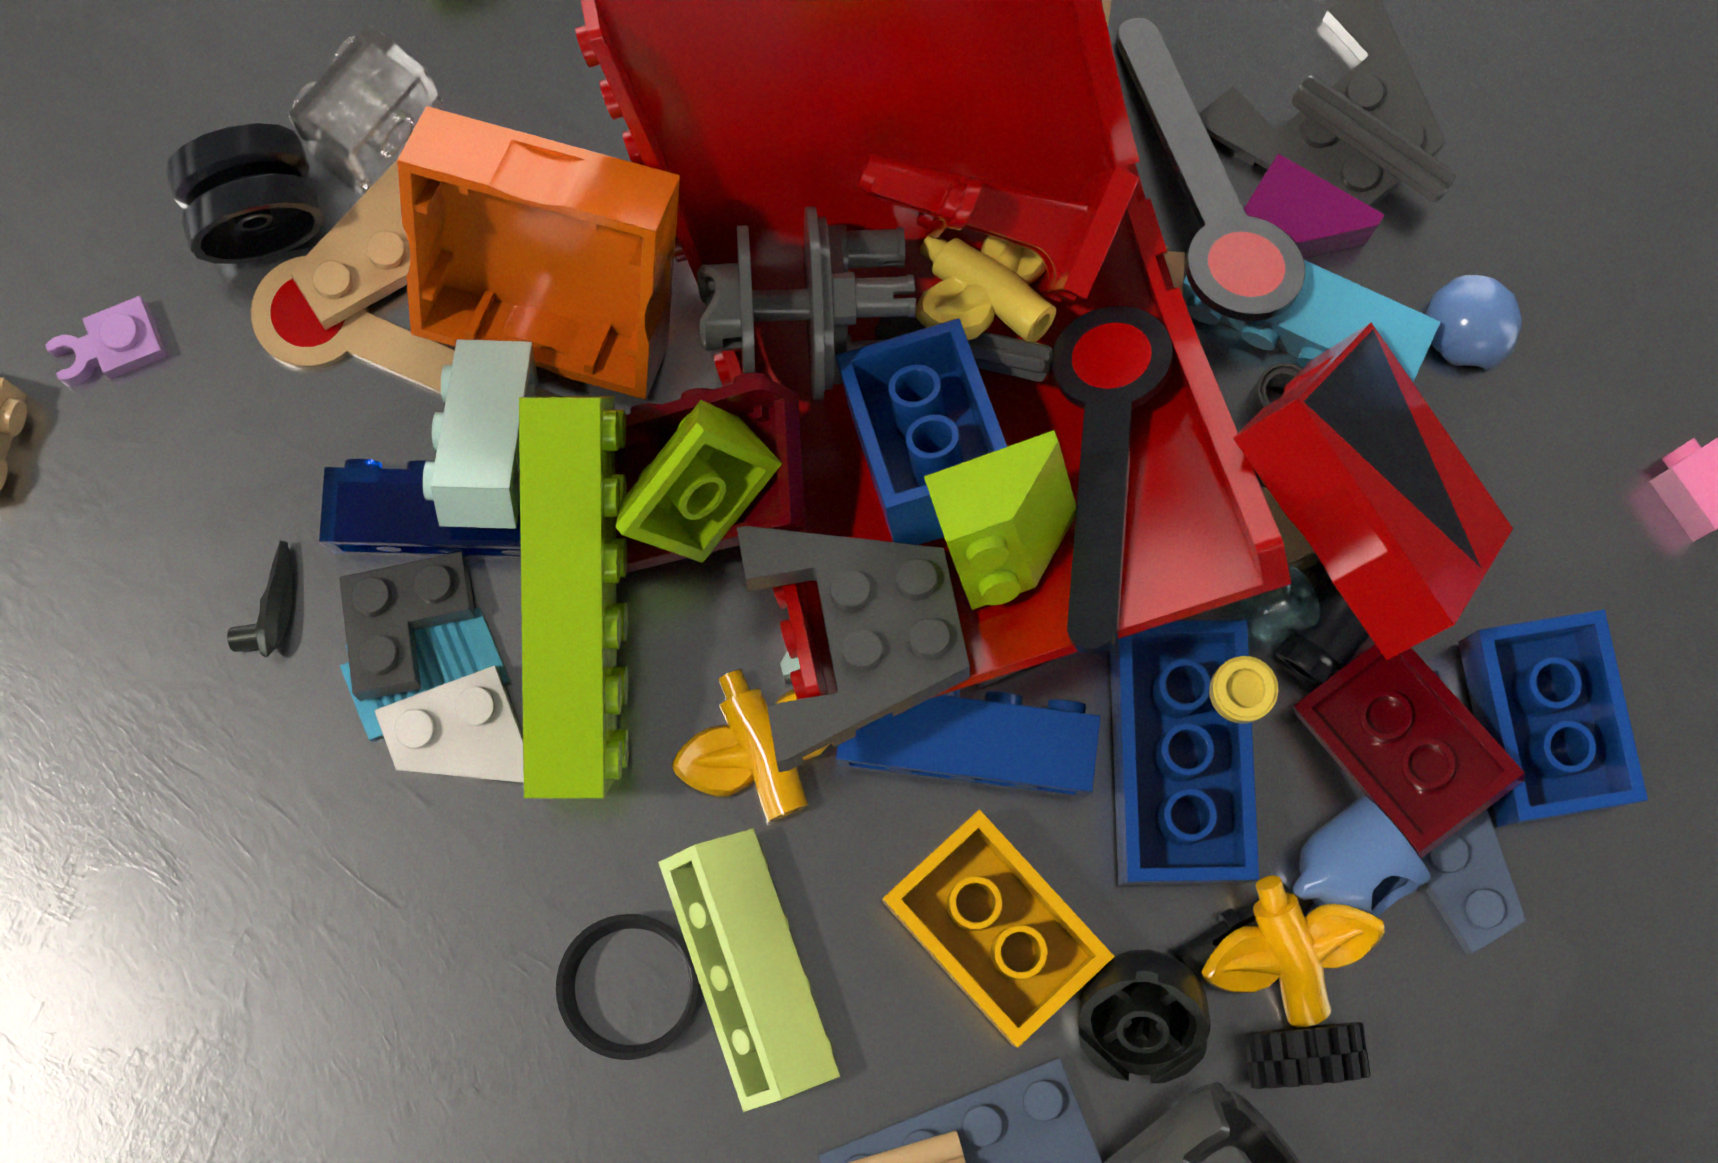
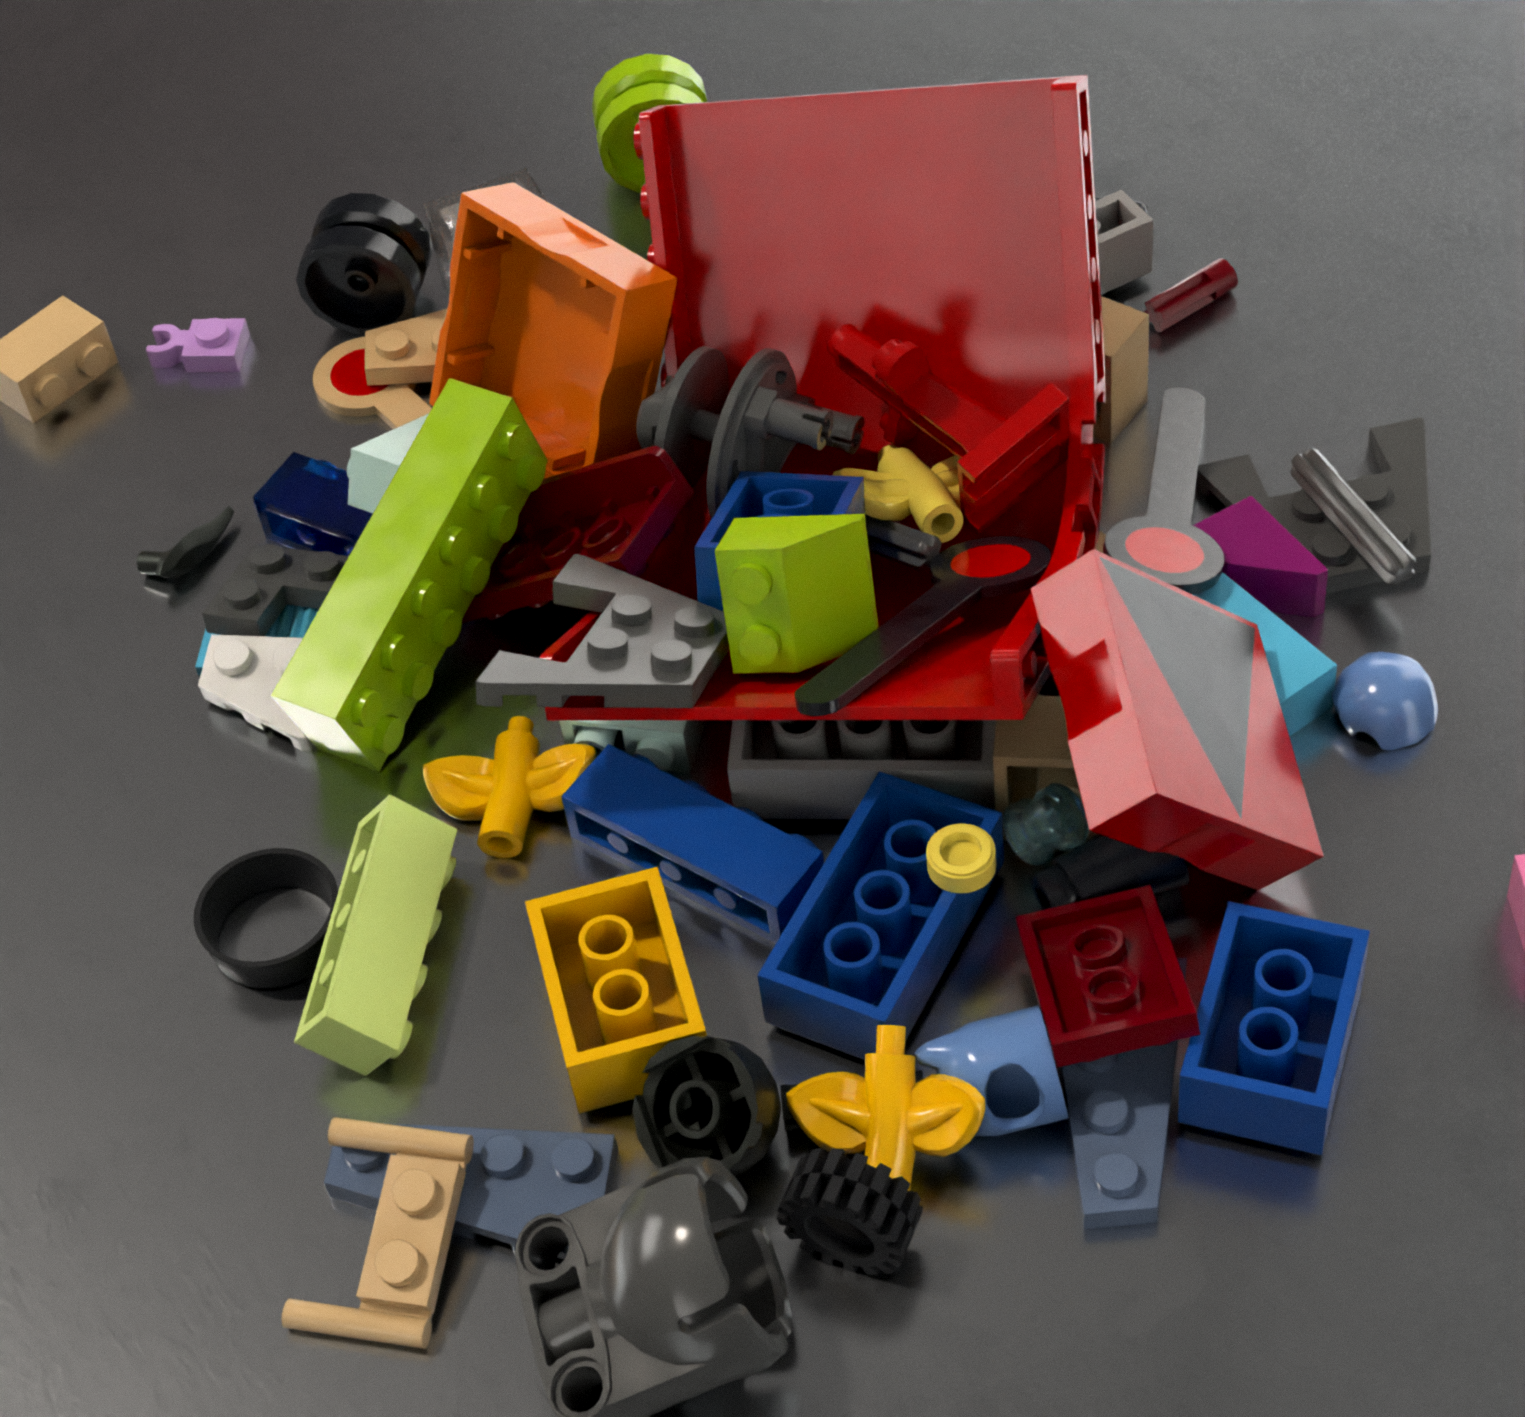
camera: 35 degrees right, 30 degrees down
(697, 484) = (555, 501): lime slope -> none

